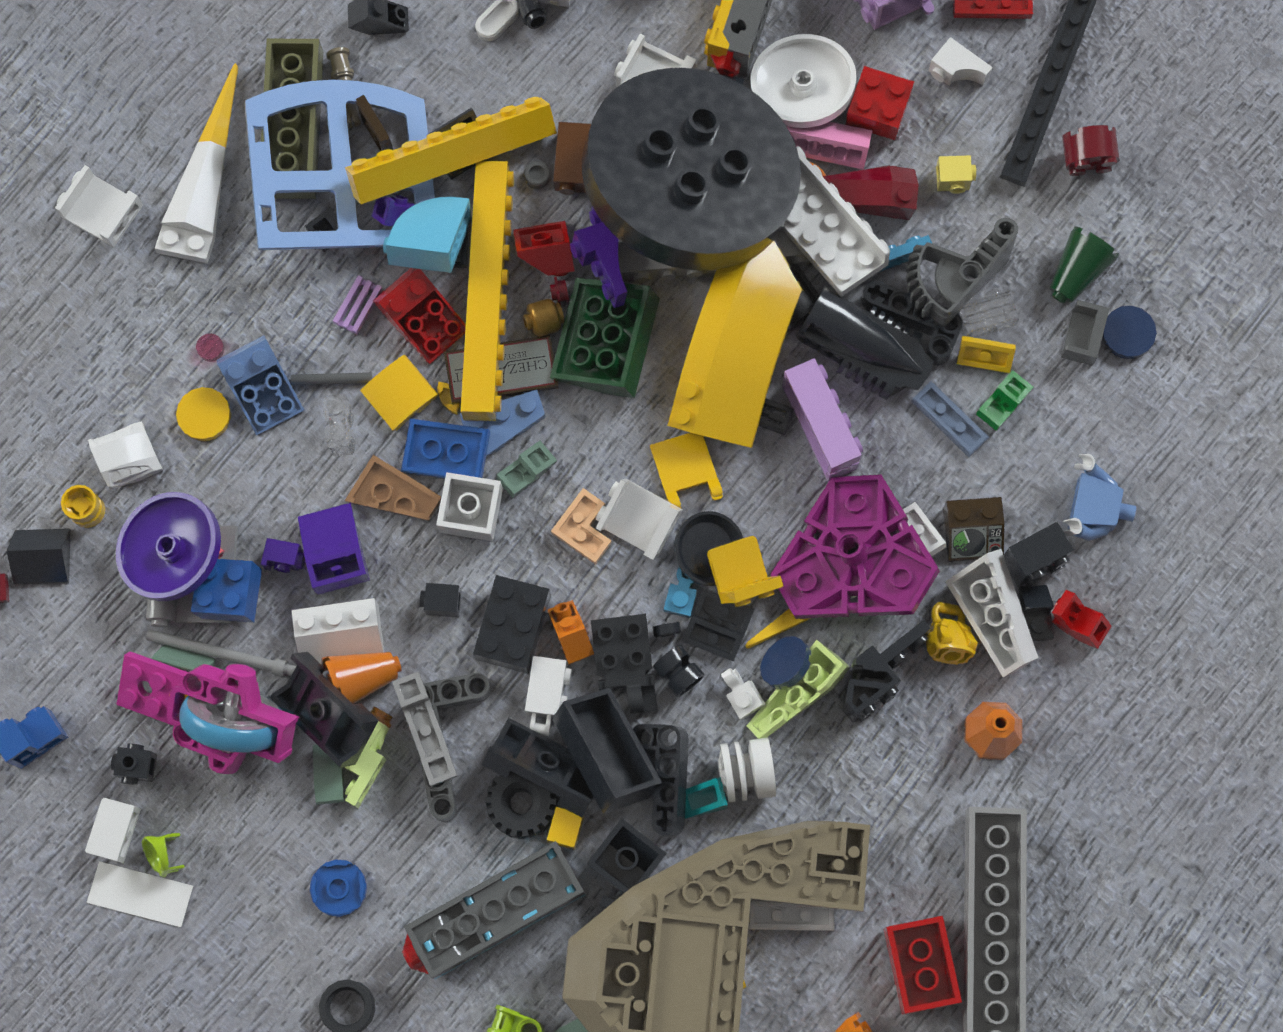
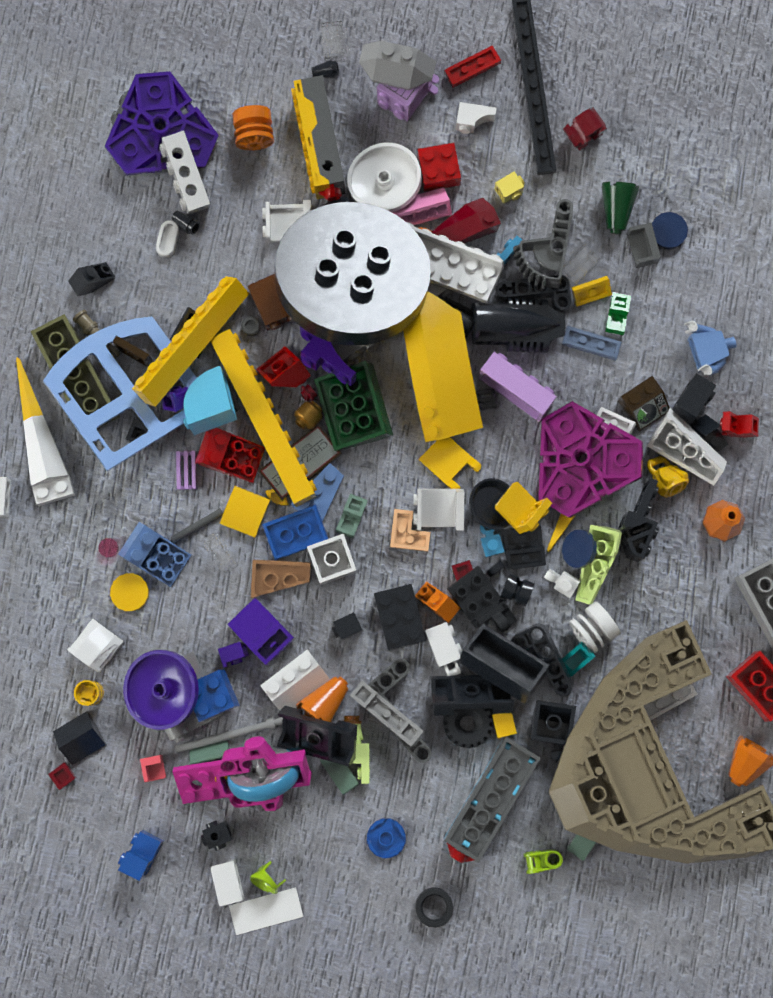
camera: 30 degrees left, 5 degrees up
(106, 640) = (153, 768): none -> coral panel
(624, 607) = (461, 569): none -> dark red plate

